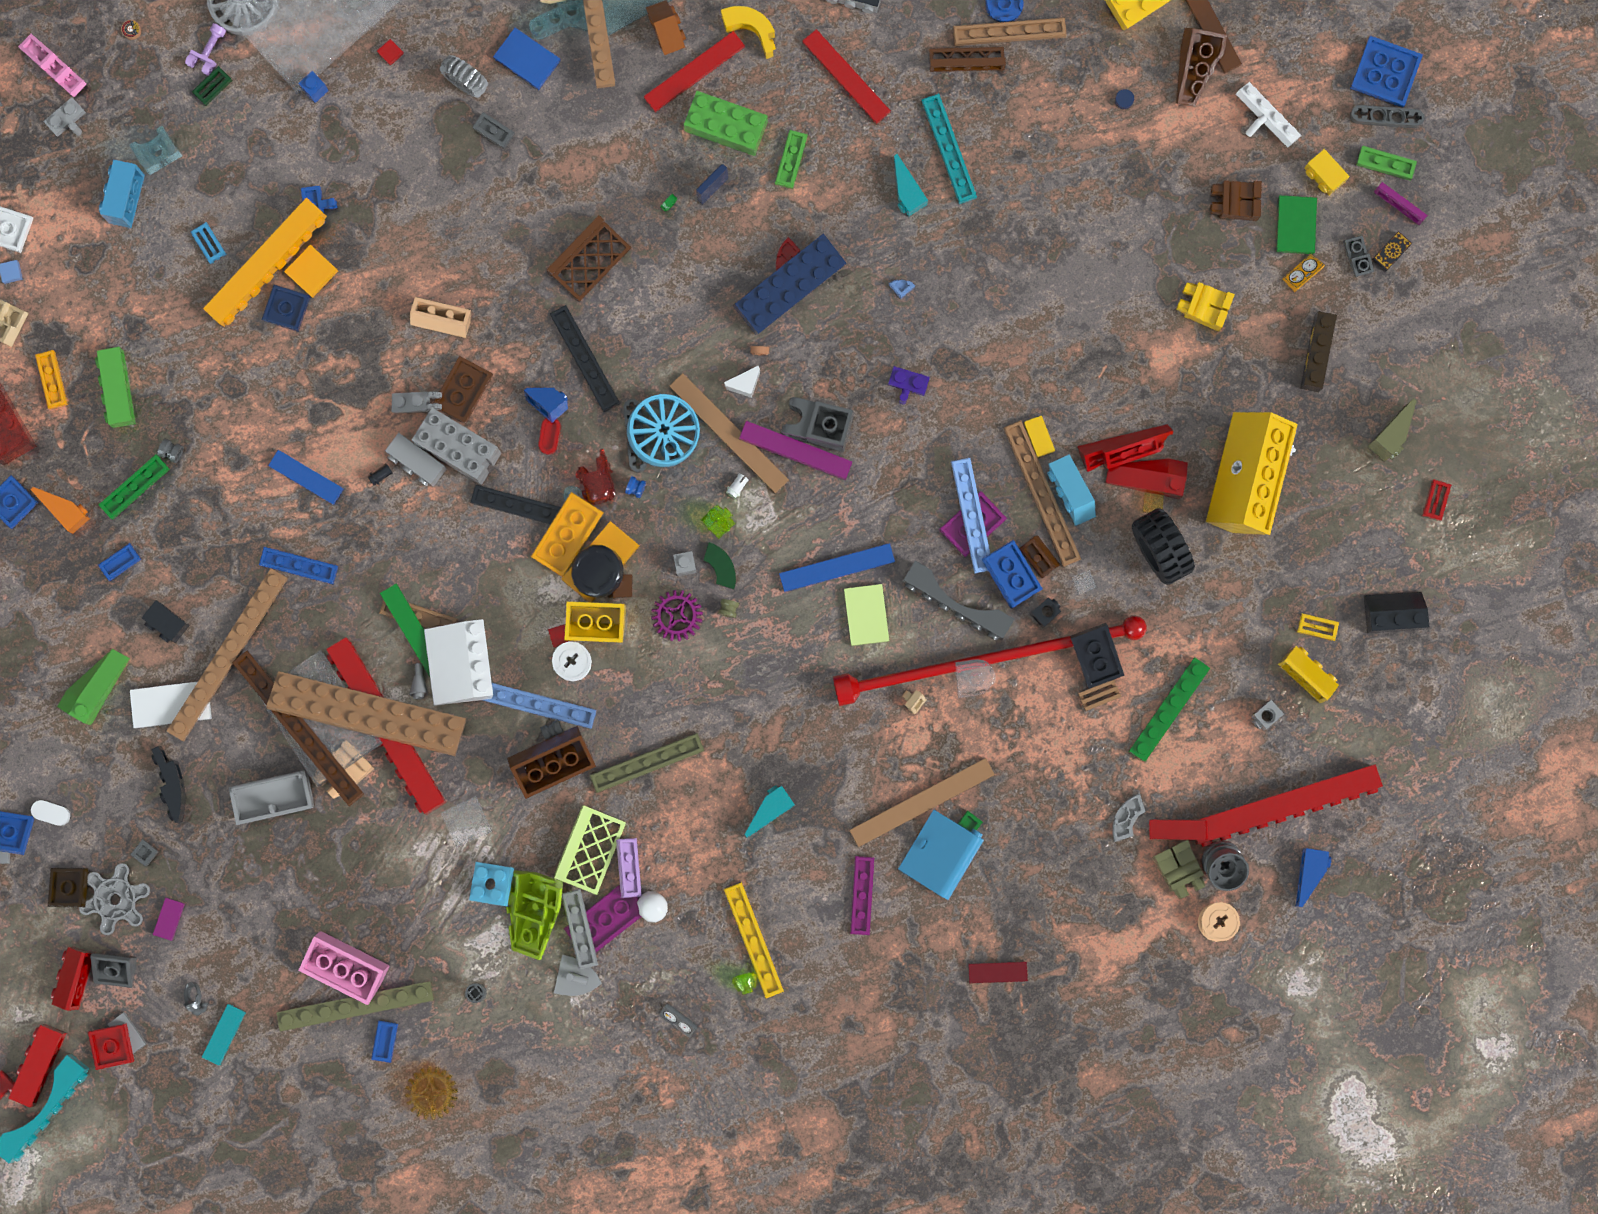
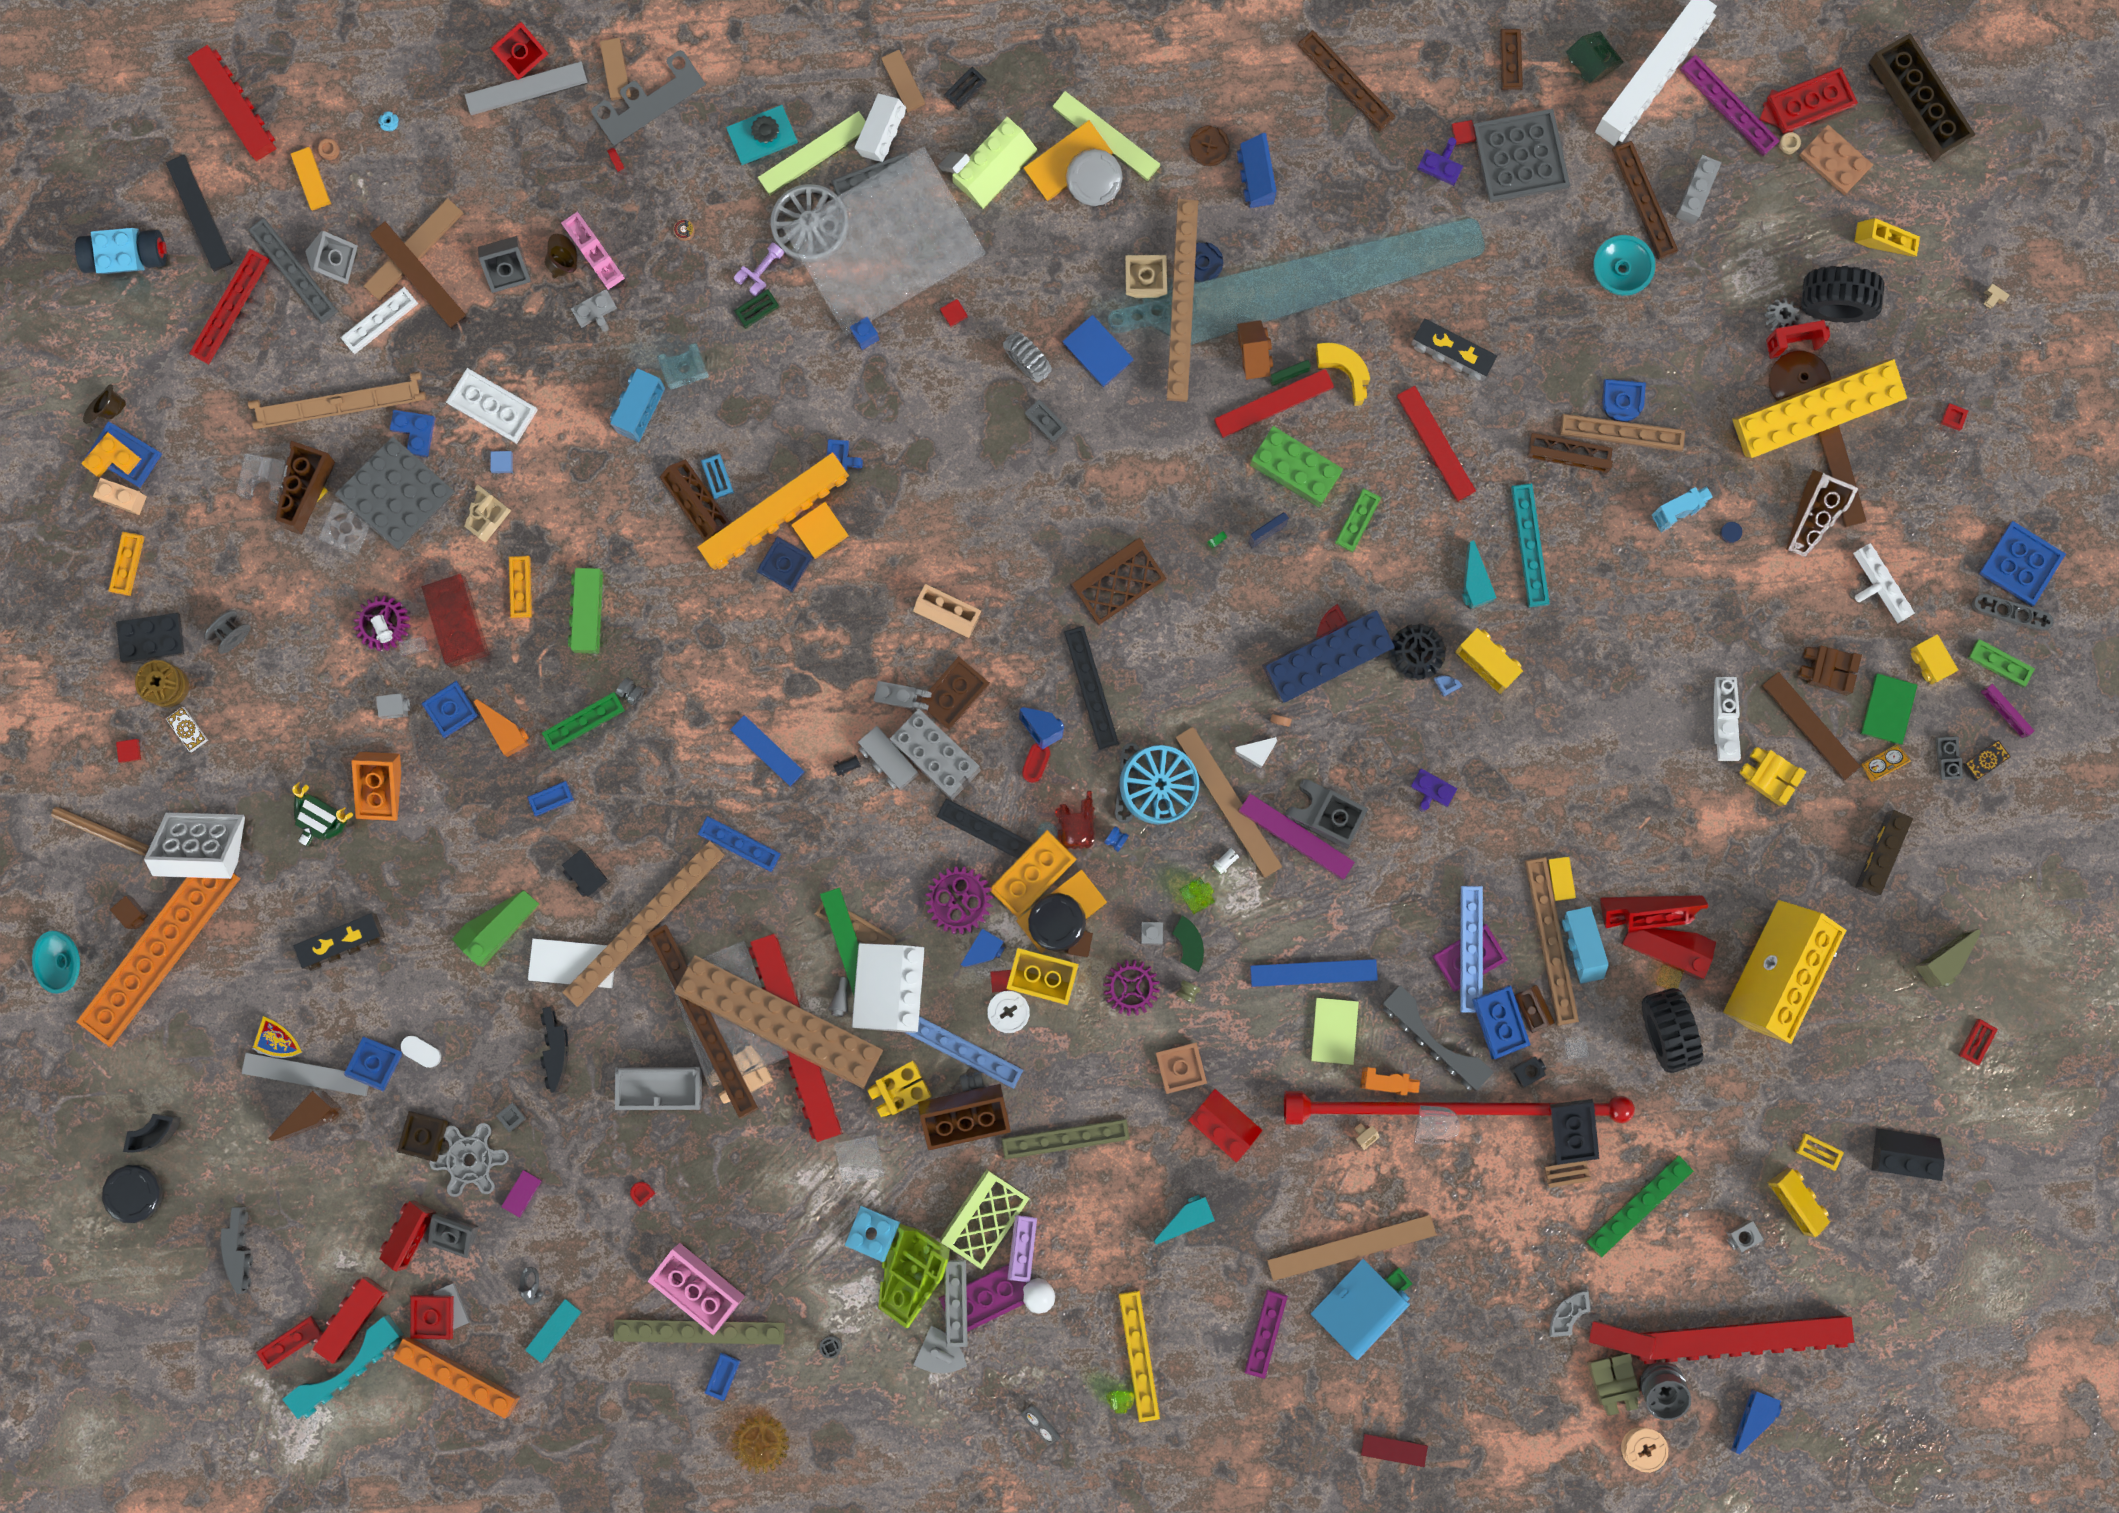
camera: 15 degrees right, 0 degrees up
(24, 76) = (560, 256): none -> dark brown piece
(144, 1094) = (456, 1377): none -> orange brick
(189, 269) = (691, 501): none -> reddish brown fence
(277, 894) = (641, 1193): none -> red tile
(483, 753) = (894, 1093): none -> yellow hips
(517, 559) = (974, 888): none -> magenta gear
(537, 611) = (984, 949): none -> blue slope
(702, 41) = (1290, 372): none -> dark green tile
(736, 677) = (1181, 1068): none -> nougat plate
(786, 719) = (1225, 1125): none -> red slope
(871, 280) = (1418, 670): none -> black gear
(923, 650) = (1394, 1083): none -> orange hips
(933, 257) = (1489, 660): none -> yellow brick
(1074, 85) = (1681, 507): none -> medium azure hips
(1154, 263) = (1726, 719): none -> white slope
(1231, 254) = (1811, 726): none -> reddish brown tile

